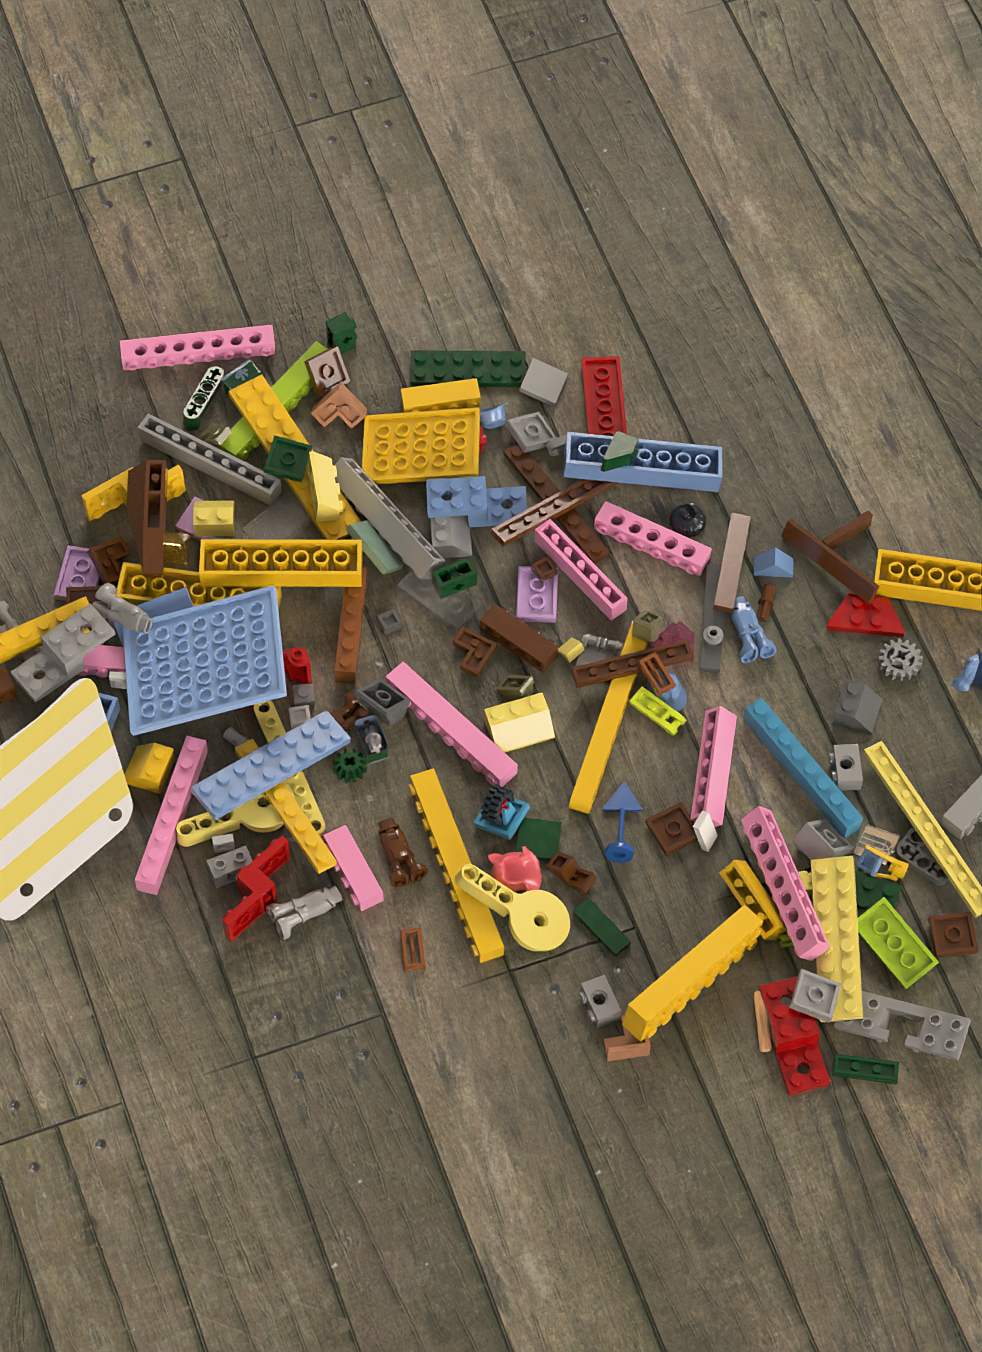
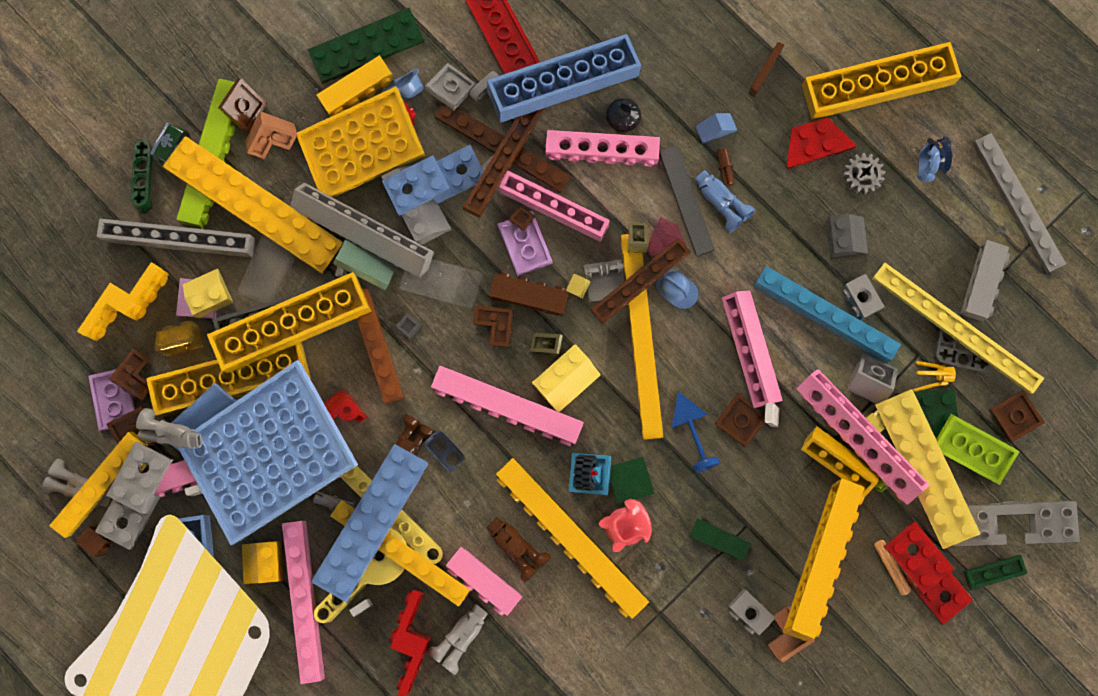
camera: 20 degrees left, 20 degrees up
(147, 512) = (147, 328): reddish brown wedge -> none
(197, 347) = (103, 127): bright pink brick -> none
(215, 436) = (170, 214): olive plate -> none
(226, 866) = (377, 628): light grey brick -> none
(287, 459) = (247, 212): dark green plate -> none
(299, 715) = (371, 453): white tile -> none
(303, 694) = (365, 430): light grey plate -> none
(323, 488) = (294, 227): light yellow slope -> none
(341, 332) = (237, 60): dark green brick -> none
(350, 765) = (435, 477): dark green gear -> none
(373, 739) = (447, 452): light grey axle -> none
(383, 701) = (439, 412): dark grey slope -> none
(413, 965) = (560, 617): dark orange tile -> none
(454, 578) = (449, 264): dark green brick -> none
(521, 908) = (651, 563): light yellow beam -> none
(543, 382) = (438, 32): light grey tile -> none
(570, 873) = (673, 501): reddish brown slope -> none
(620, 452) = (544, 81): slope -> none
(657, 710) = (678, 313): neon yellow plate -> none
(658, 691) = (680, 293): dark orange tile -> none
(712, 640) = (696, 226): light grey plate -> none
(732, 562) = (681, 142): tile -> none
(815, 995) = (937, 537): light grey tile -> none
(830, 561) = (766, 105): reddish brown tile -> none
(869, 862) = (920, 382): medium blue tile -> none
(878, 839) = (916, 357): clear piece -> none

